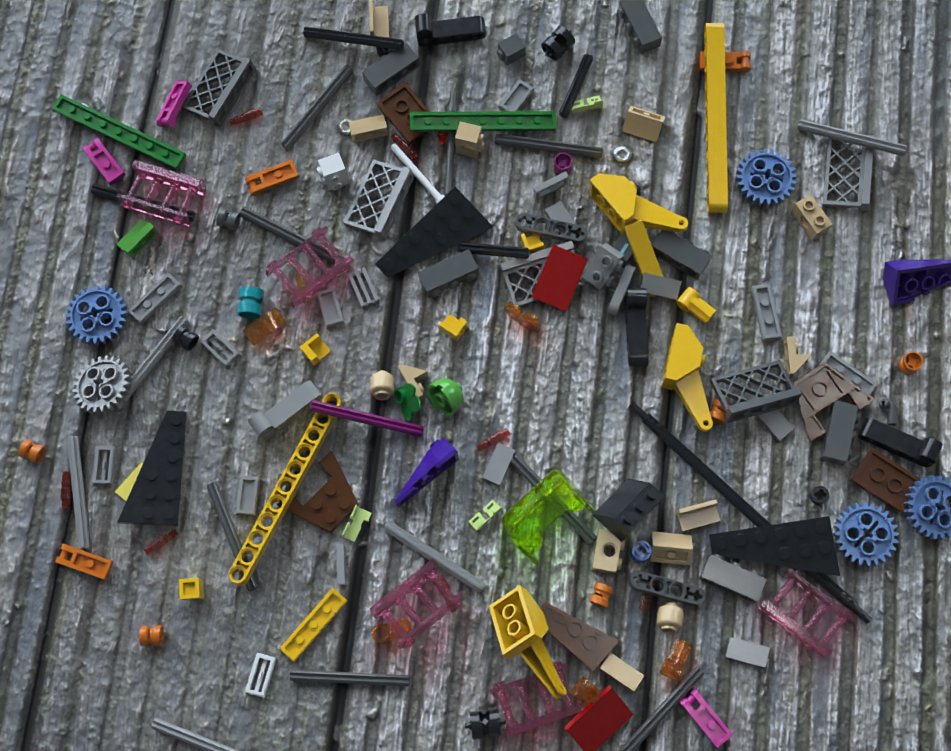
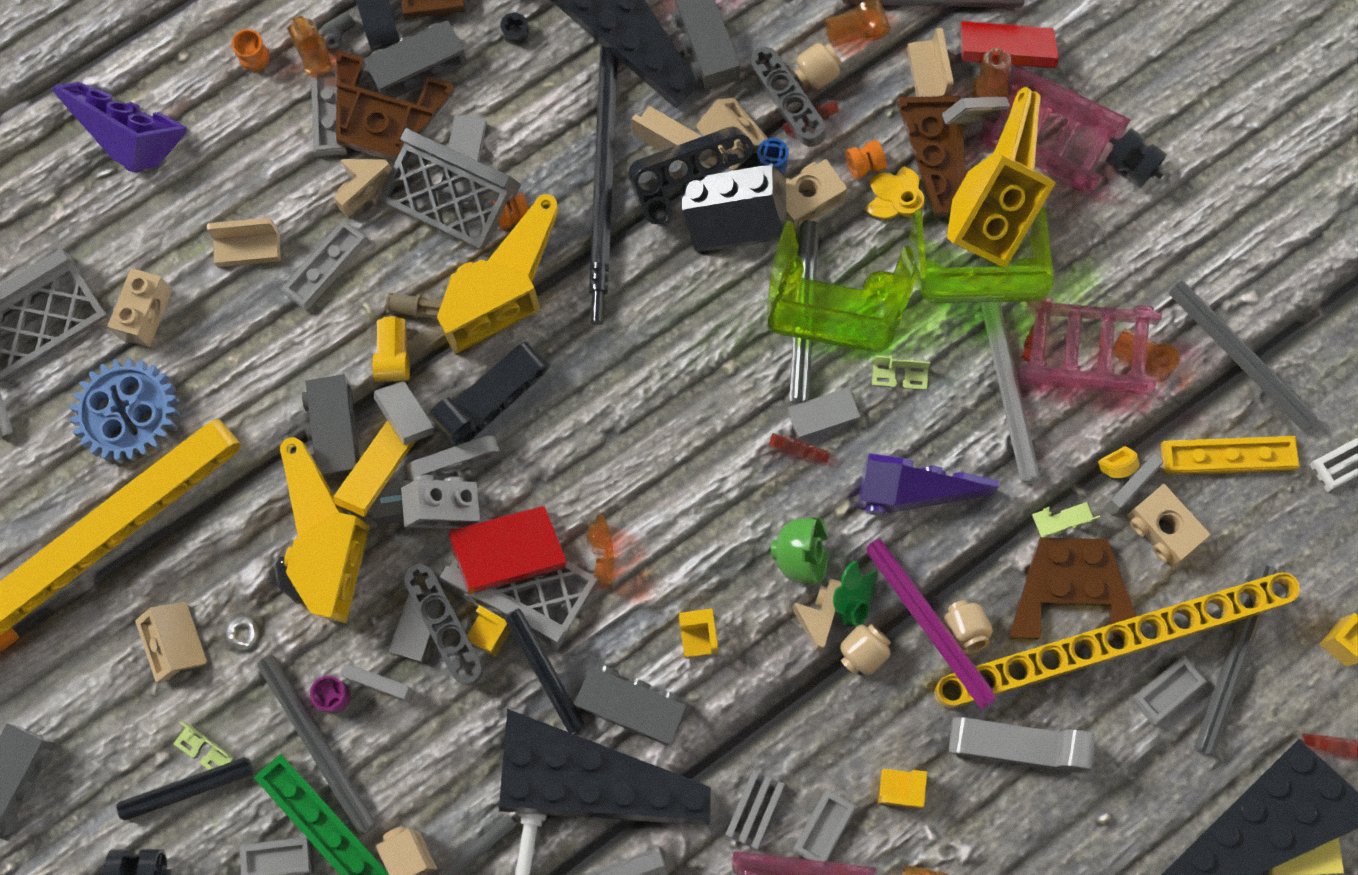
camera: 135 degrees left, 0 degrees up
(321, 567) = (1186, 529): none -> tan brick
(351, 435) = (968, 626): none -> tan head
(355, 570) = (1120, 463): none -> yellow tile
(504, 562) = (1021, 282): none -> clear neon green windscreen
(574, 593) = (892, 192): none -> yellow plate
(577, 667) = (975, 110): none -> light grey tile
(670, 502) = (691, 168): none -> black beam
(709, 333) = (412, 305): none -> dark tan axle
(805, 285) = (245, 242): none -> tan panel
(889, 390) = (310, 46): none -> clear orange piece

